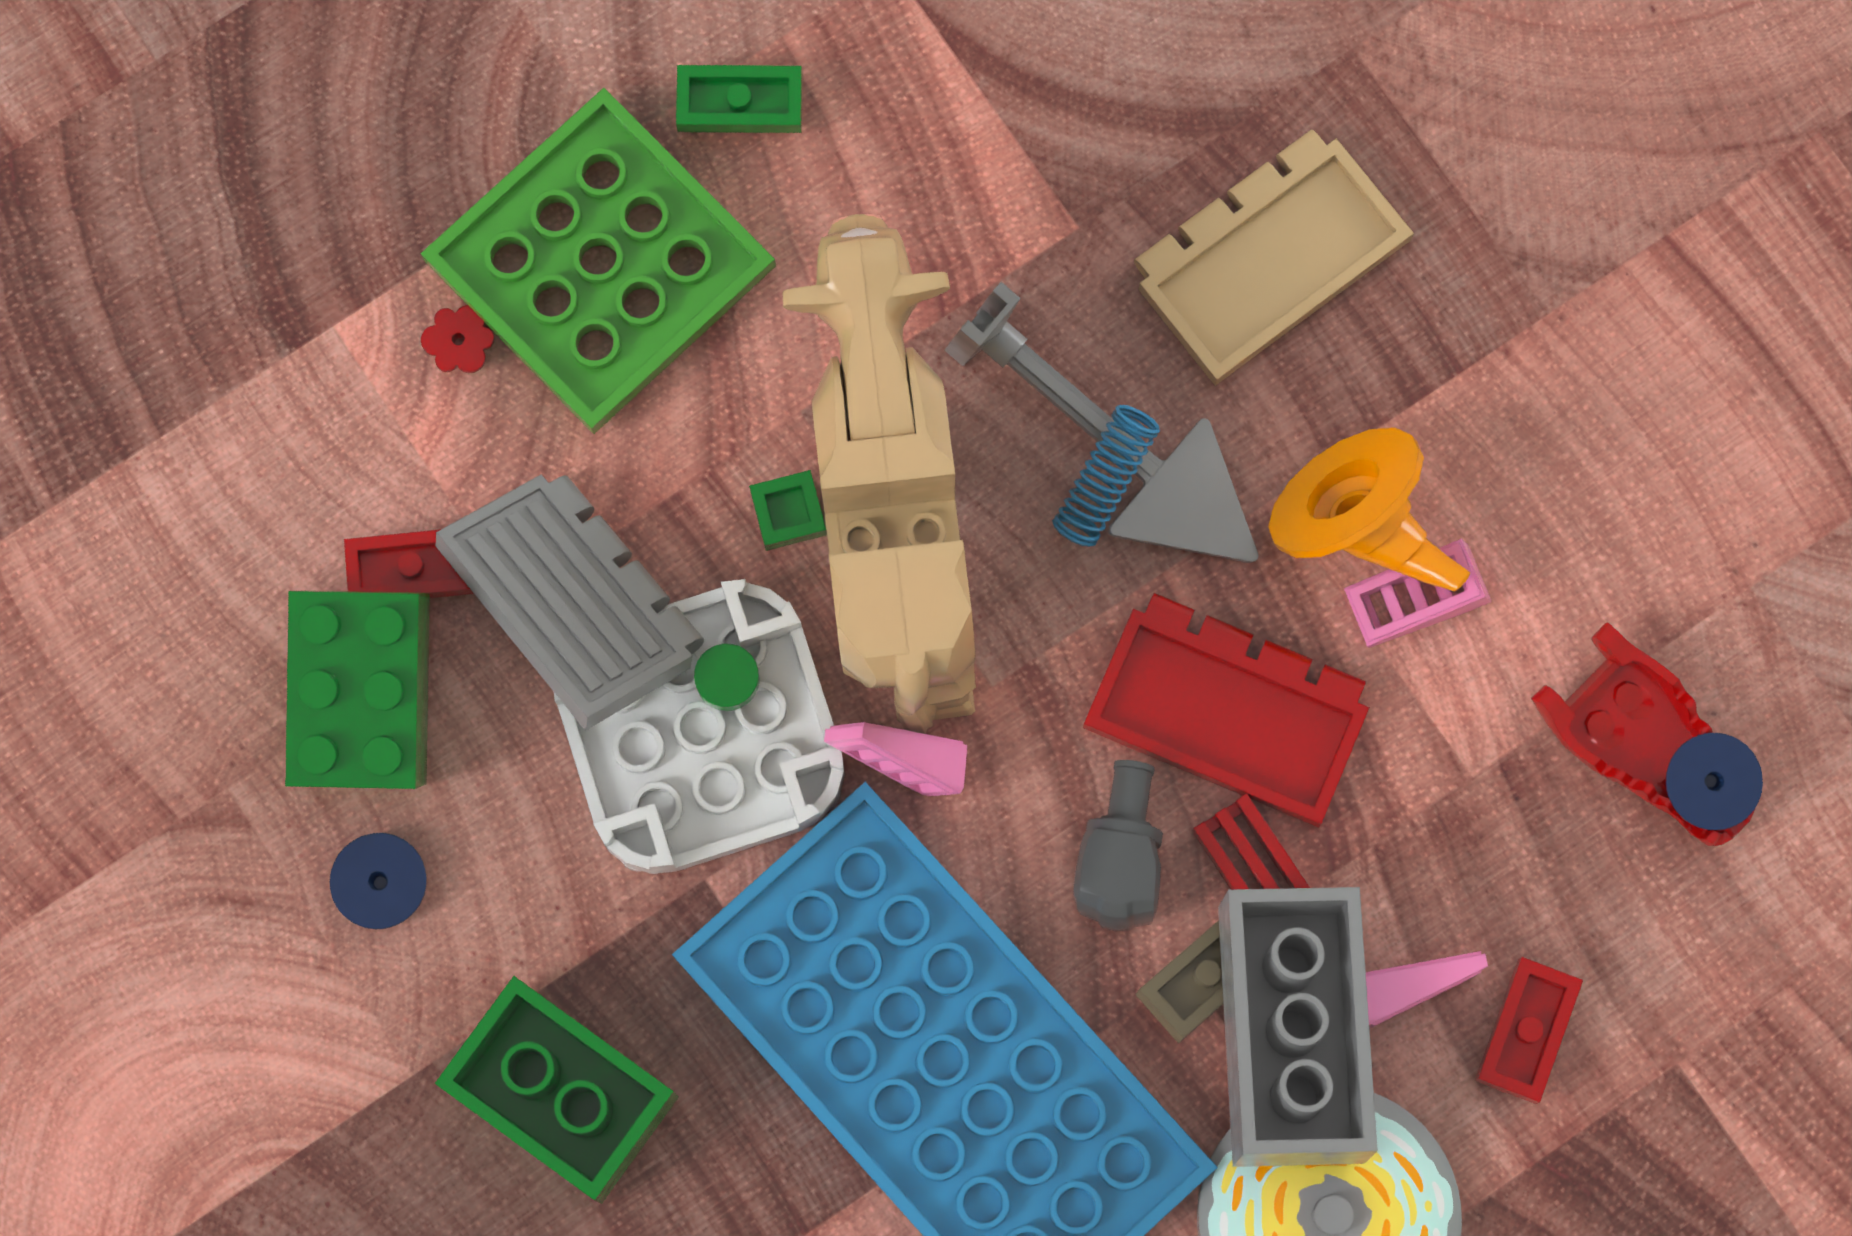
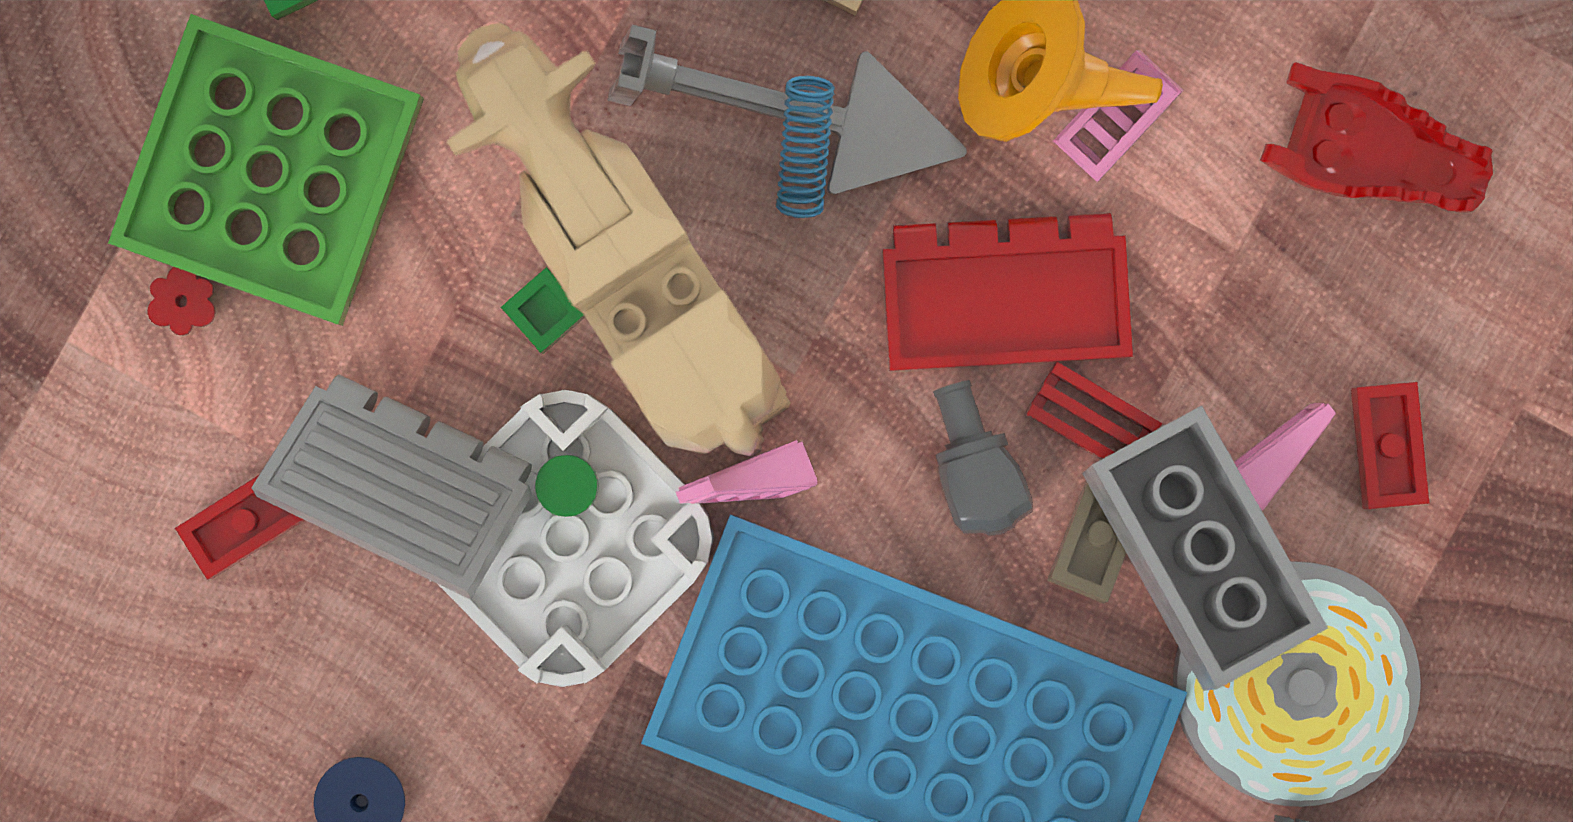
camera: 30 degrees left, 10 degrees up
(357, 689) = (254, 655): green brick -> none
(1714, 781) = (1451, 157): dark blue piece -> none

